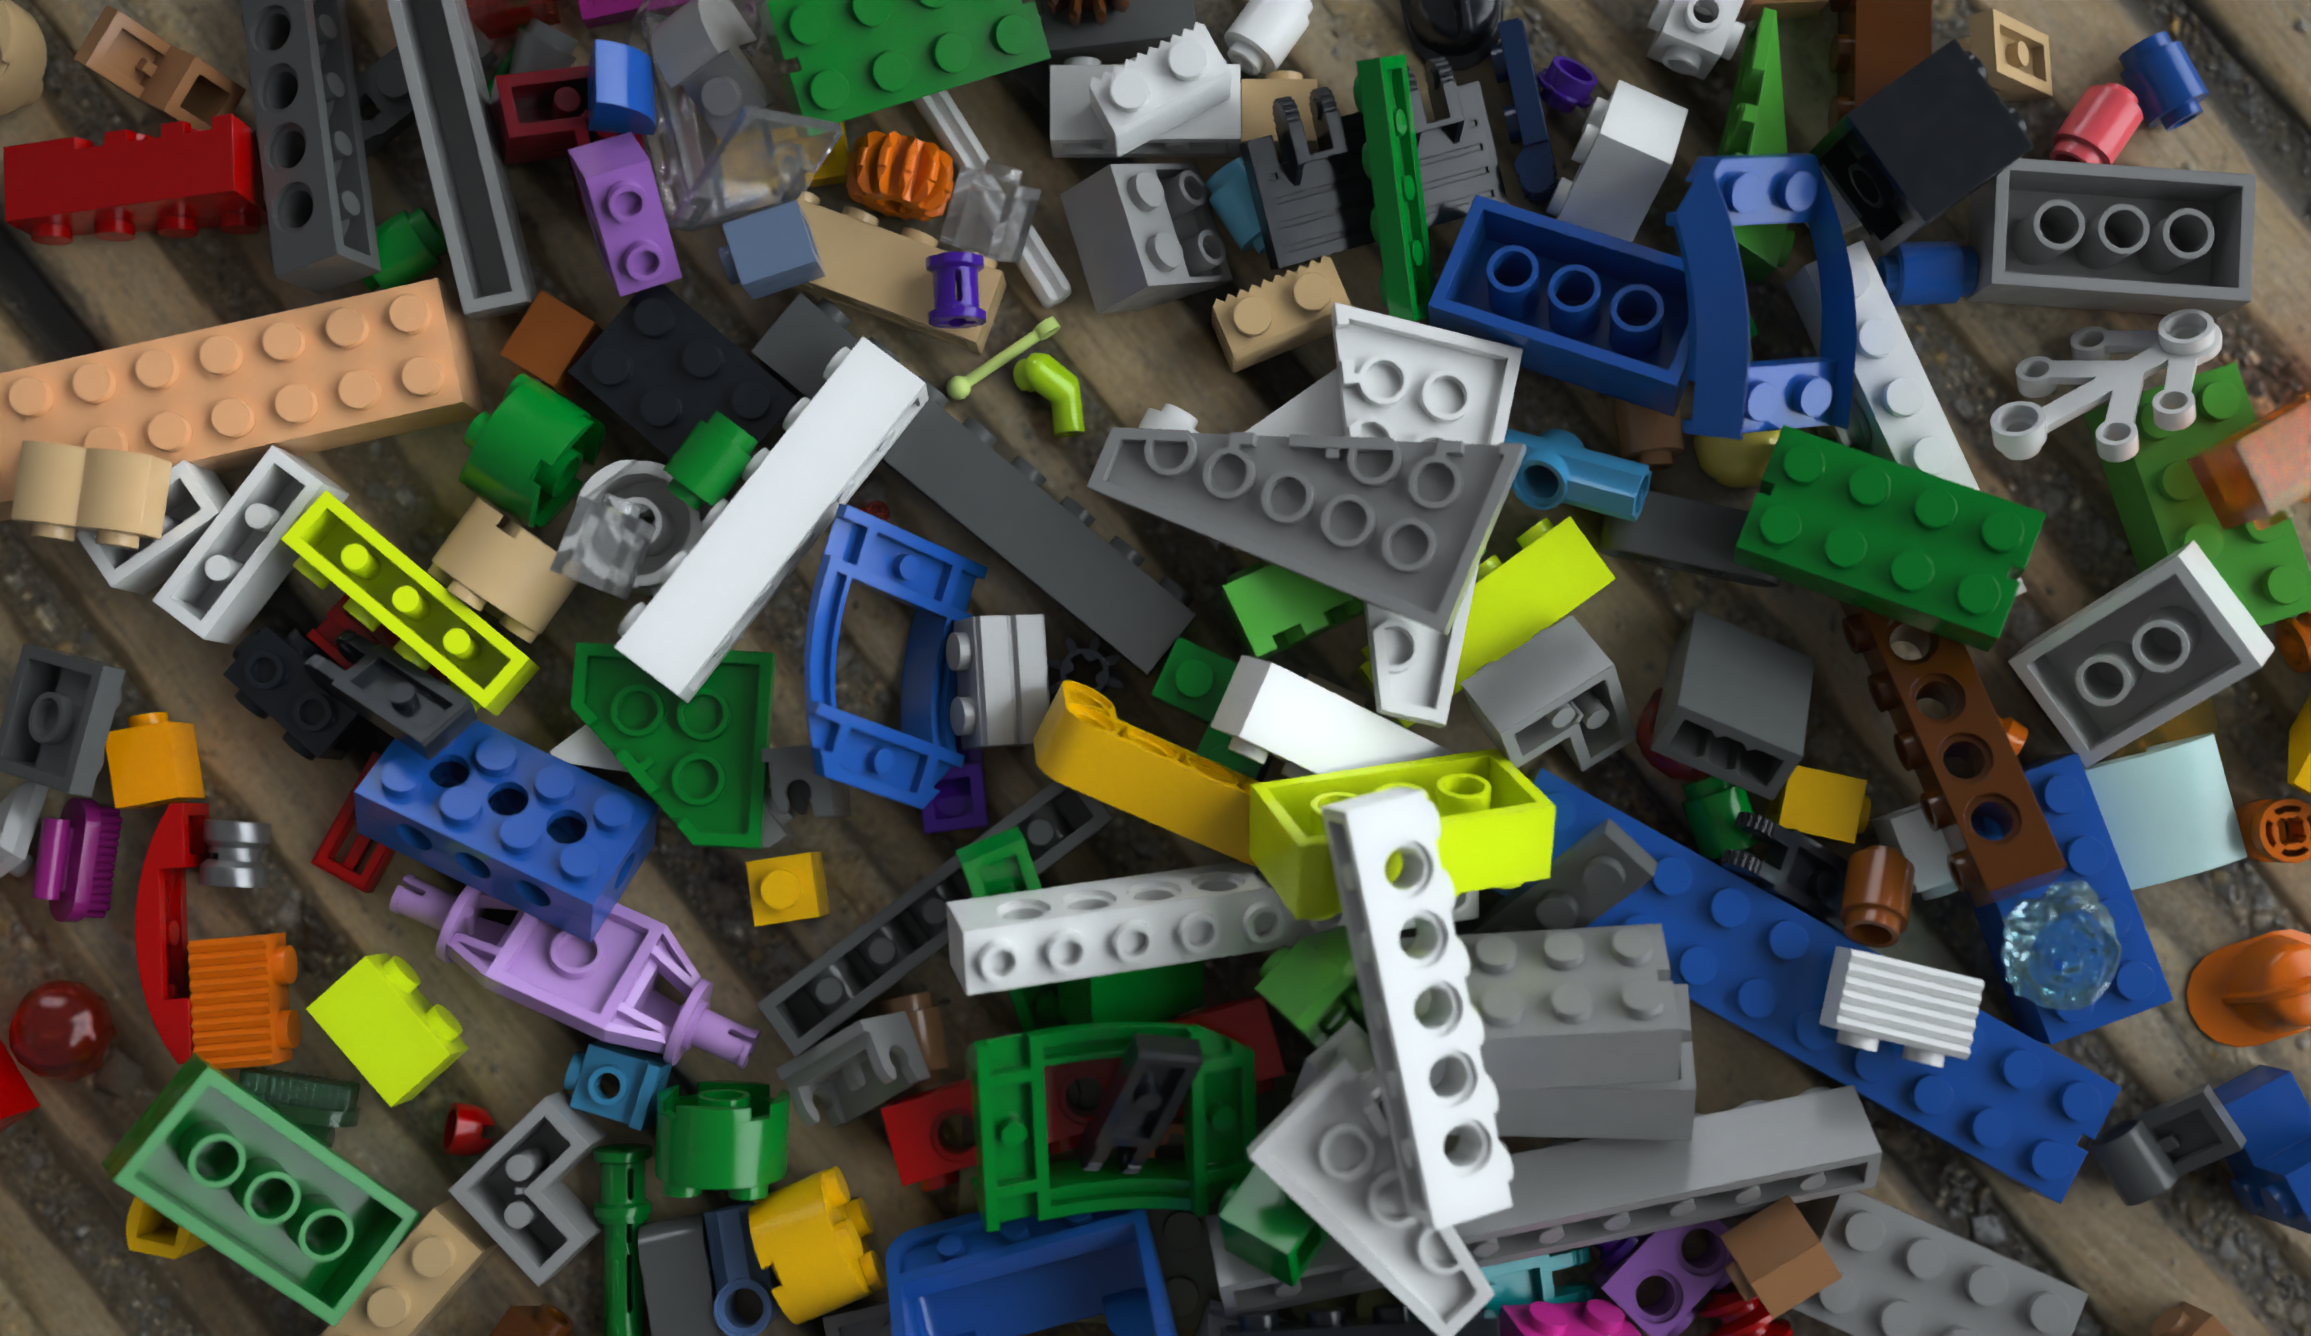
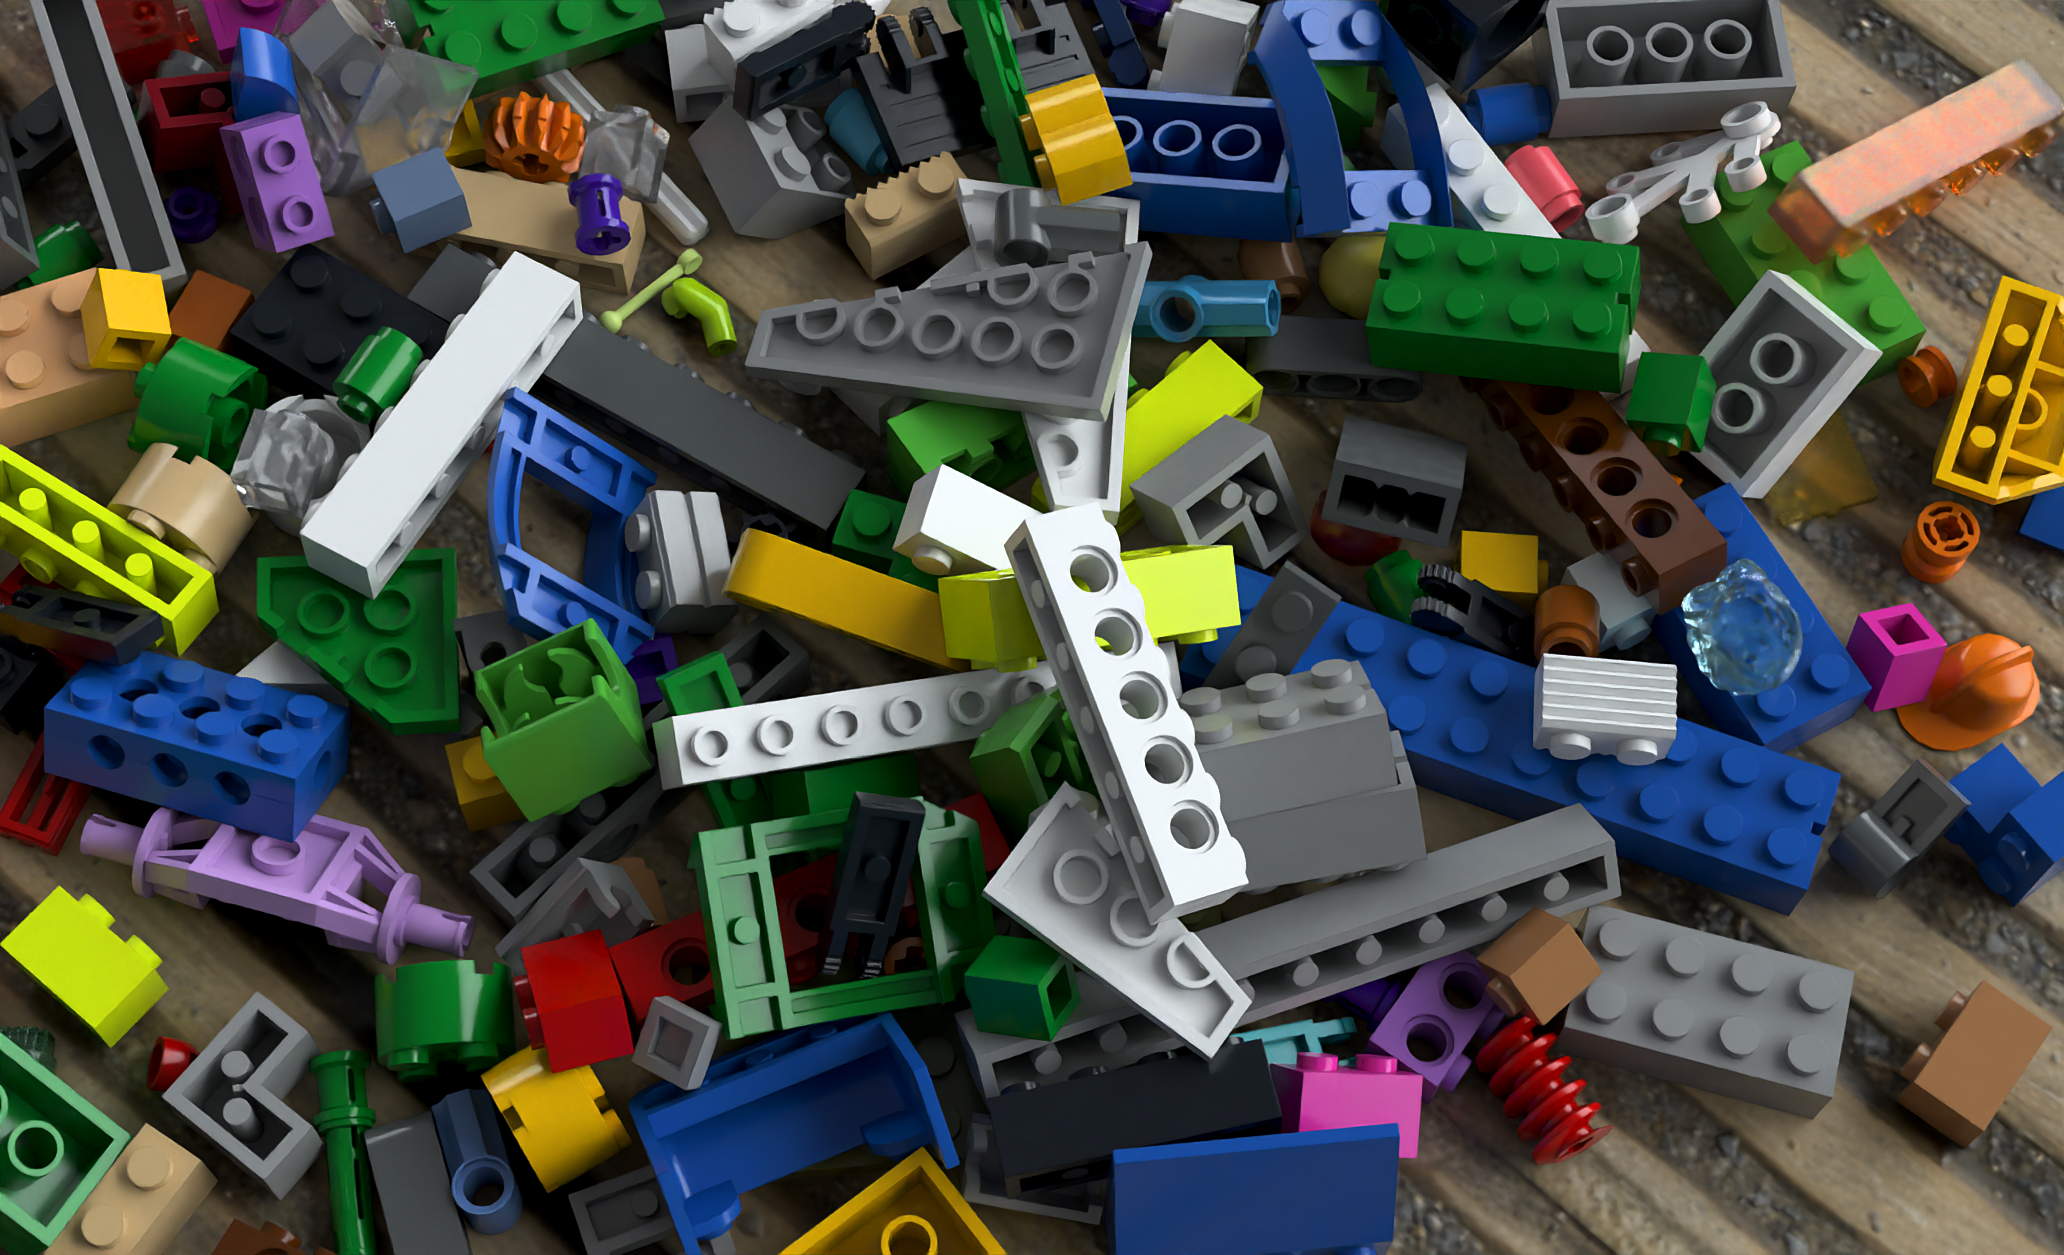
camera: 15 degrees left, 20 degrees down
(460, 356) = (125, 319): none -> yellow brick
(554, 216) = (195, 226): none -> dark purple plate
(639, 1076) = (342, 1012): dark azure brick -> none
(843, 1164) = (573, 1002): none -> red brick
(860, 880) = (562, 721): none -> bright green piece
(936, 1219) = (677, 1042): none -> light grey plate
(1191, 138) = (802, 61): none -> black hinge
(1408, 391) = (1038, 232): none -> dark grey piece
(1467, 282) = (1076, 140): none -> yellow brick
(1951, 365) = (1547, 185): none -> coral brick
(2037, 674) = (1671, 402): none -> green brick
(2168, 810) = (1835, 536): light aqua slope -> none
(2205, 957) = (1896, 655): none -> dark pink brick

